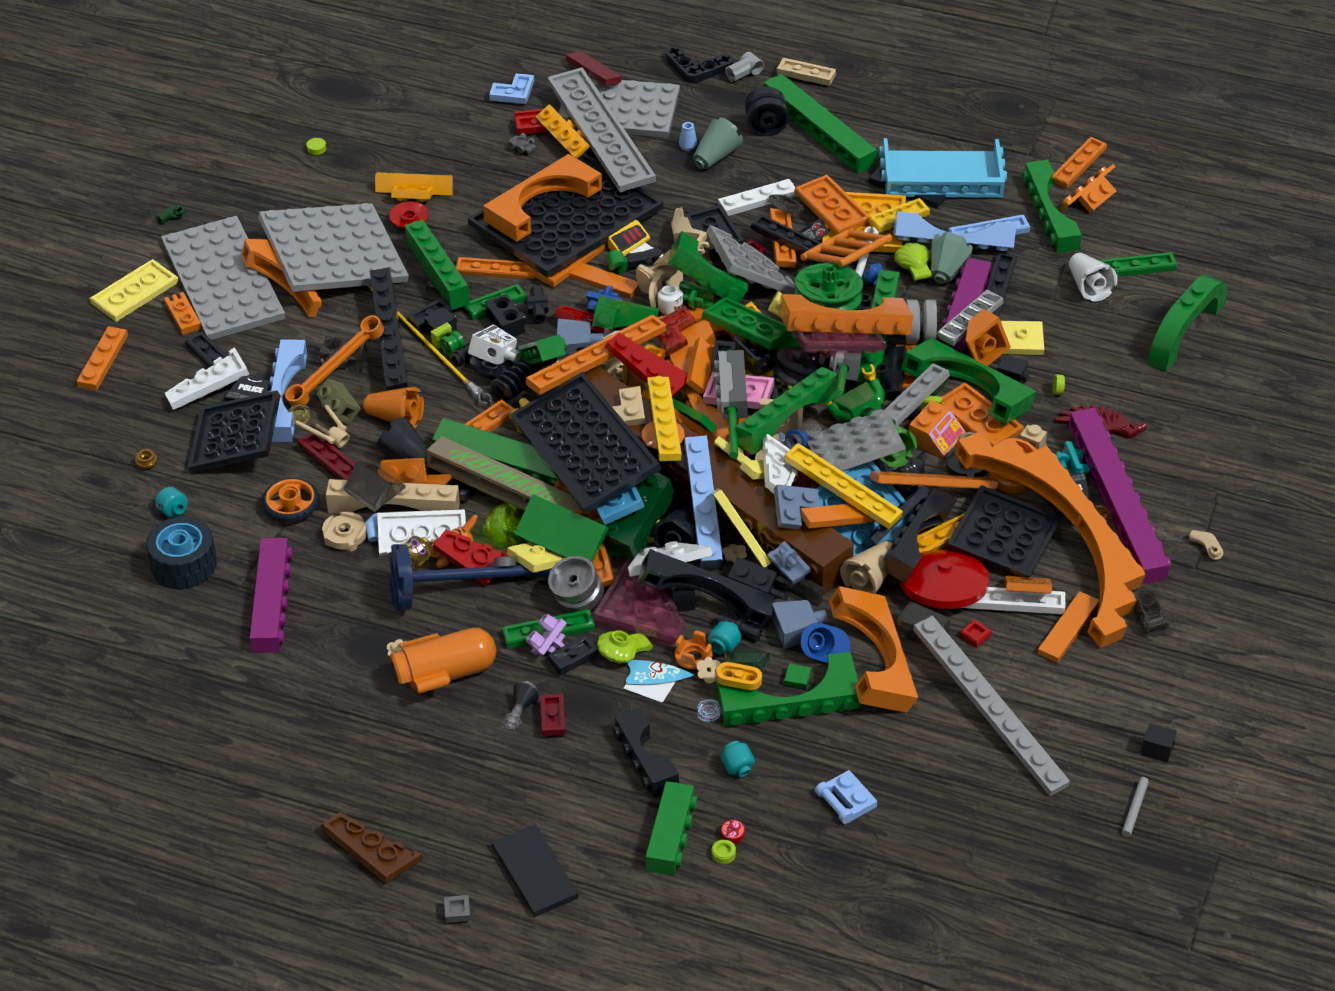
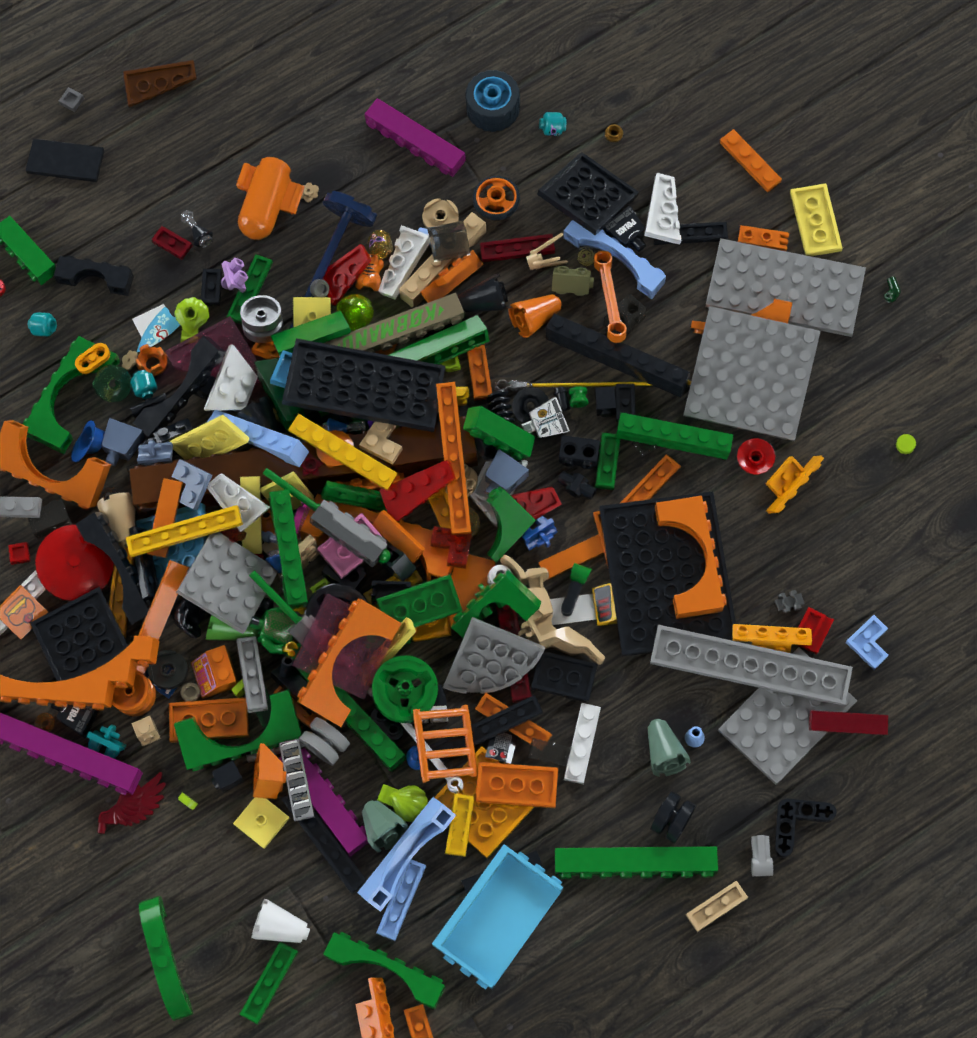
camera: 130 degrees right, 25 degrees up
(438, 333) = (591, 392): lime tile -> none
(708, 710) = (100, 337): clear tile -> none
(797, 676) = (79, 412): green tile -> none

